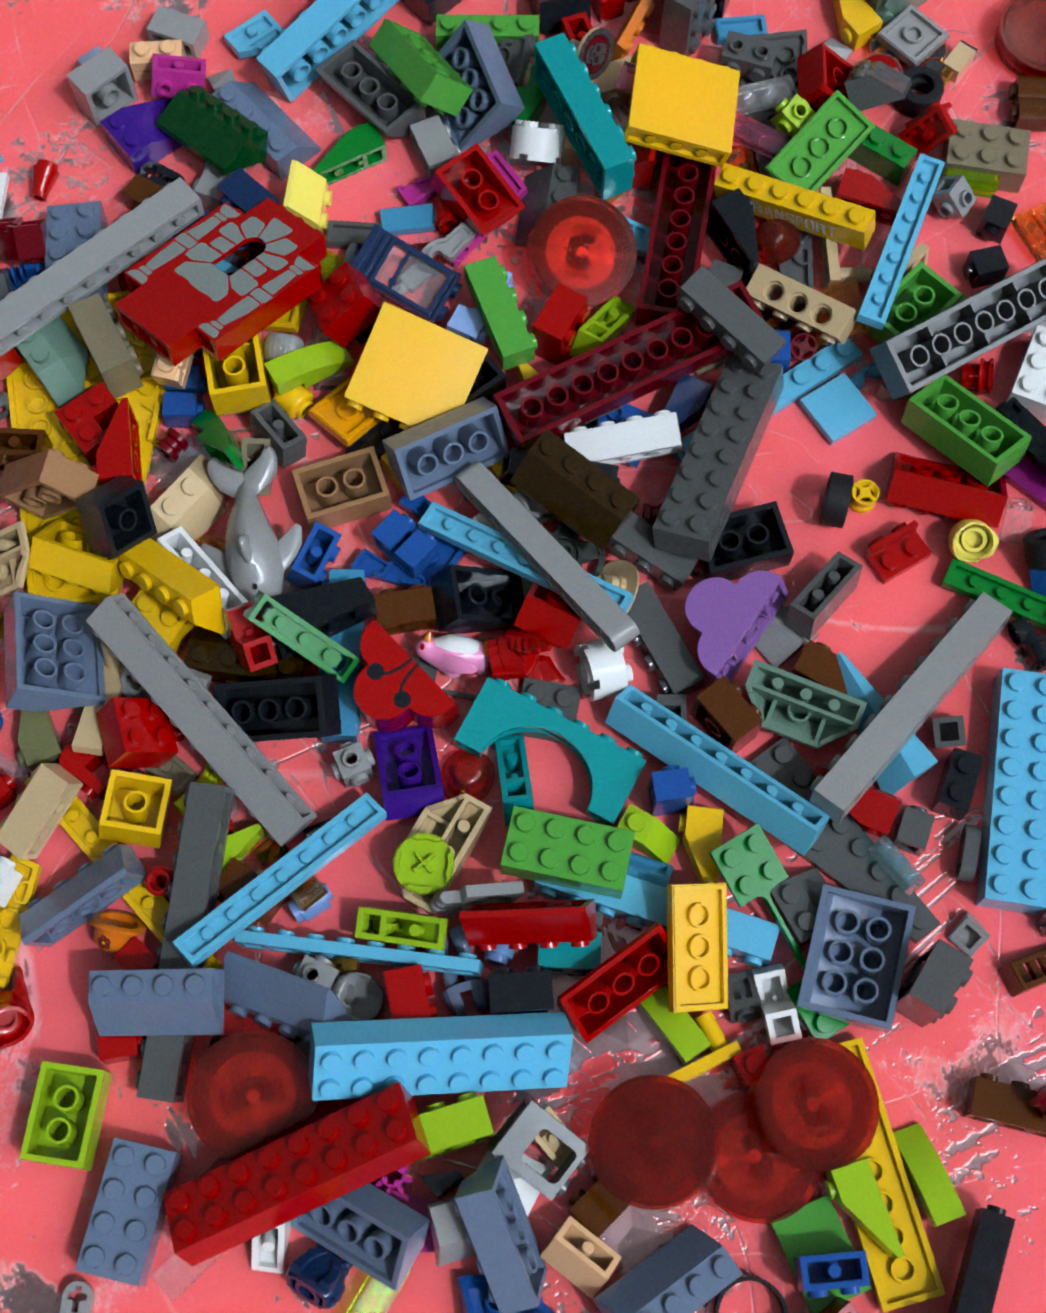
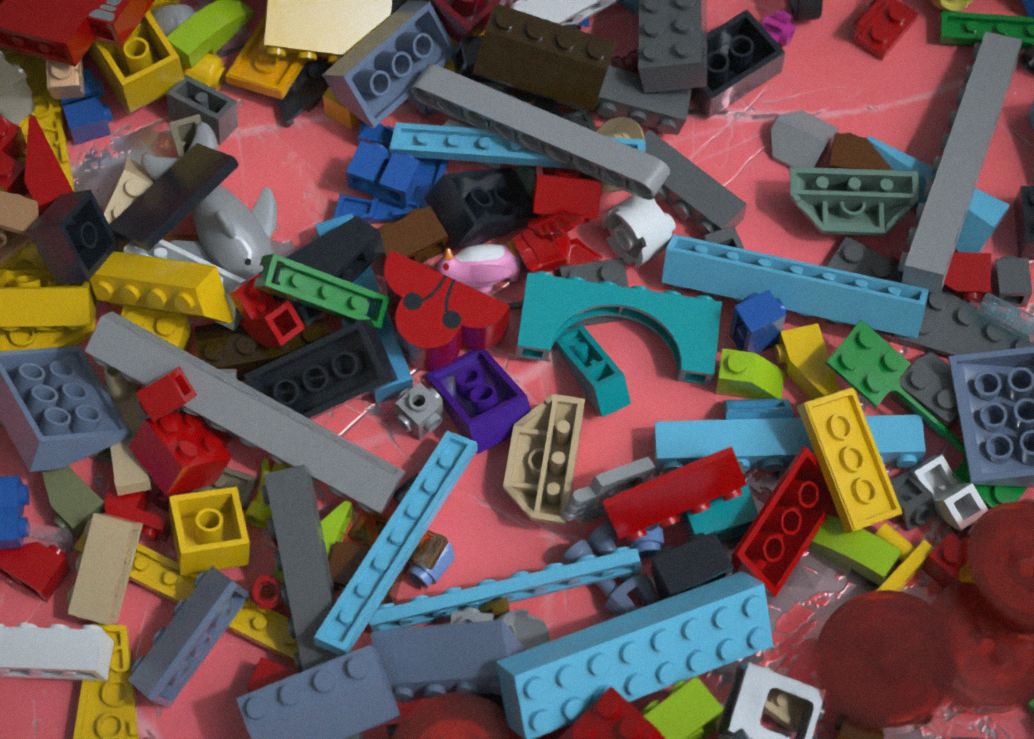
camera: 20 degrees left, 5 degrees down
(115, 928) = (236, 661): orange hat -> none
(135, 683) = (165, 394): none -> red brick
(171, 445) = (91, 158): dark red wheel -> none
(214, 507) = (173, 196): none -> black tile
(217, 439) = (141, 133): green slope -> none
(316, 552) = (294, 216): blue brick -> none
(342, 488) = (294, 143): medium nougat brick -> none
(401, 927) = (541, 548): lime slope -> none
(409, 993) = (574, 606): red brick -> none
(423, 864) = (538, 476): lime tile -> none
(467, 774) = (542, 378): clear red hat -> none
(567, 852) = (681, 414): bright green brick -> none
(727, 714) = (783, 228): reddish brown brick -> none
(732, 618) = (749, 136): medium lavender brick -> none
(800, 525) = (779, 27): none -> dark pink gear
(823, 595) = (830, 85): dark grey brick -> none
(949, 731) = (1008, 174): dark grey brick -> none

